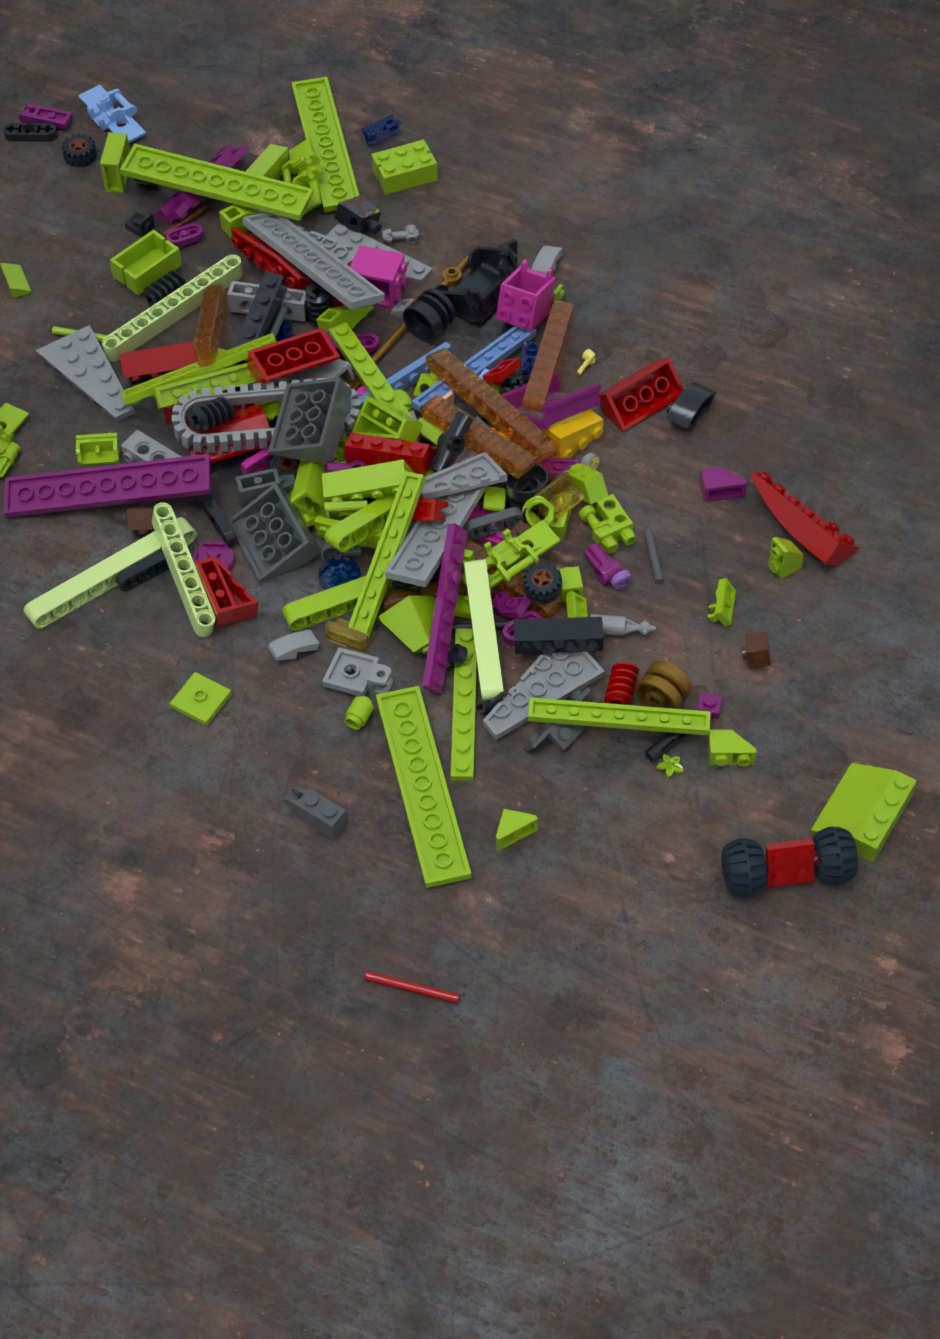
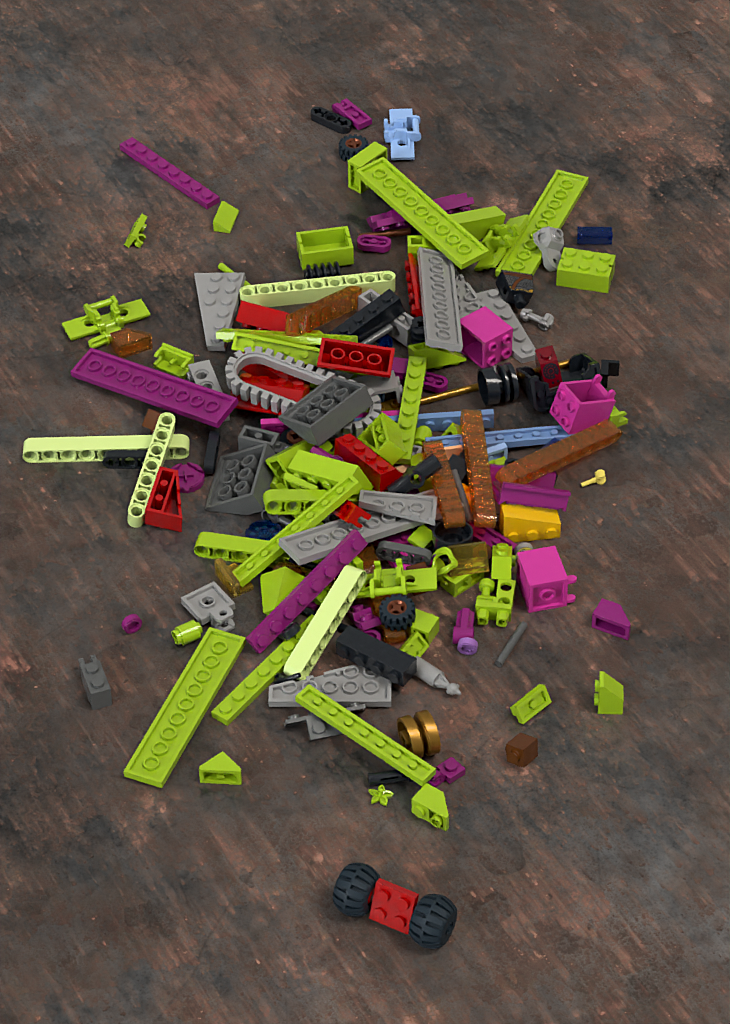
camera: 35 degrees right, 10 degrees down
(36, 452) = (130, 342): none -> clear orange slope
(140, 224) = (351, 220): black bracket -> none
(200, 699) = (89, 565): lime plate -> none
(210, 414) = (258, 368): black piece -> none
(289, 645) = (178, 561): light grey slope -> none
(298, 733) = (131, 623): none -> magenta tile
(353, 155) = (550, 243): none -> light grey piece
(412, 987) = (71, 855): red bar -> none
(458, 274) = (548, 366): none -> dark red slope
(502, 370) = (508, 451): red plate -> none
(547, 258) = (631, 390): light grey slope -> none
(621, 683) = (387, 720): red piece -> none
(636, 479) = (543, 579): none -> dark pink container
(641, 394) = (613, 523): red slope -> none
(690, 405) = (643, 549): black brick -> none
(804, 524) = (650, 681): red wedge -> none
(867, 806) = (499, 910): lime slope -> none

